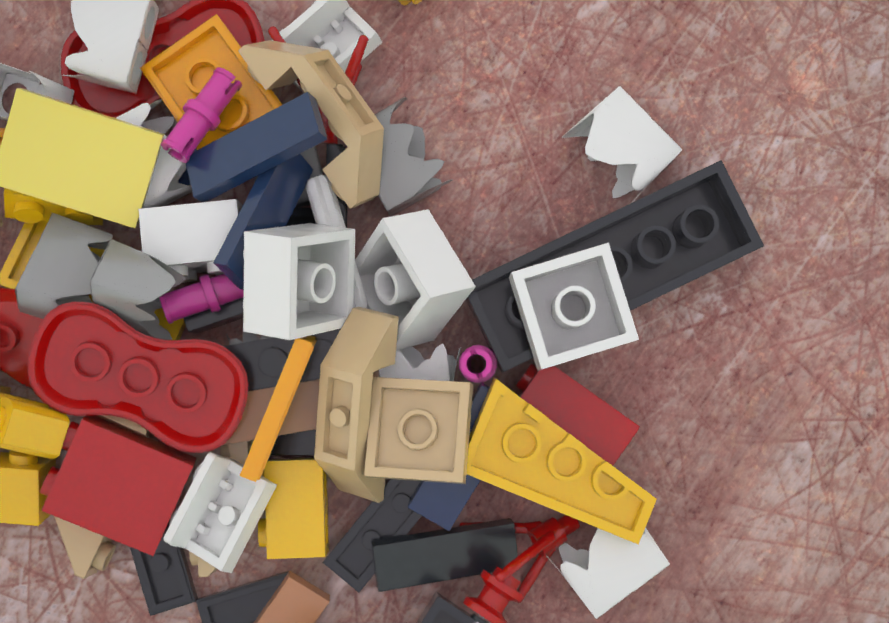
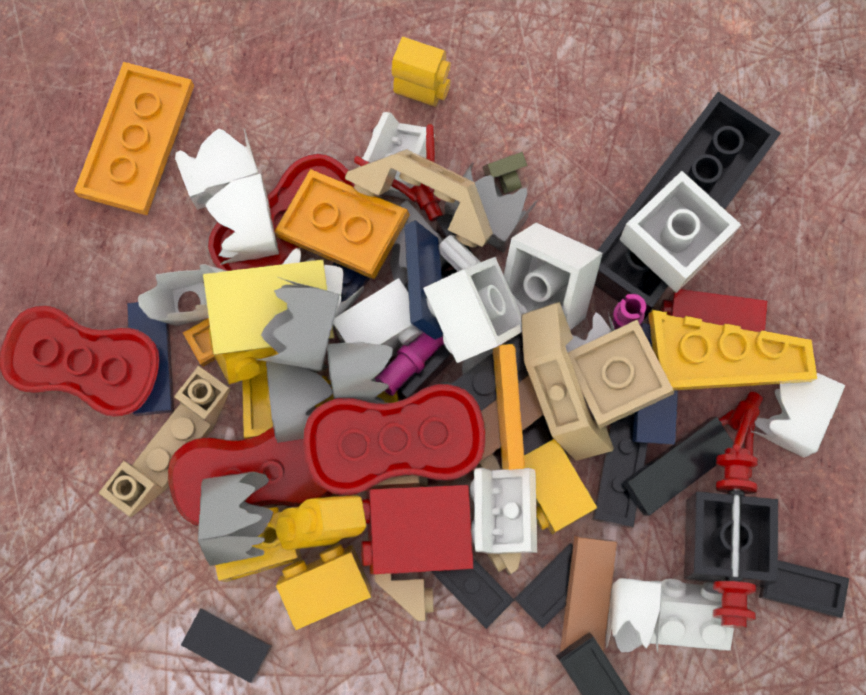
camera: 25 degrees left, 10 degrees down
(96, 201) = (302, 329): none -> light grey piece
(201, 115) = (341, 235): dark pink pin -> none
(256, 147) = (394, 235): dark blue tile -> none
(439, 123) = (505, 169): none -> olive tile
(626, 137) = (642, 115): white piece -> none

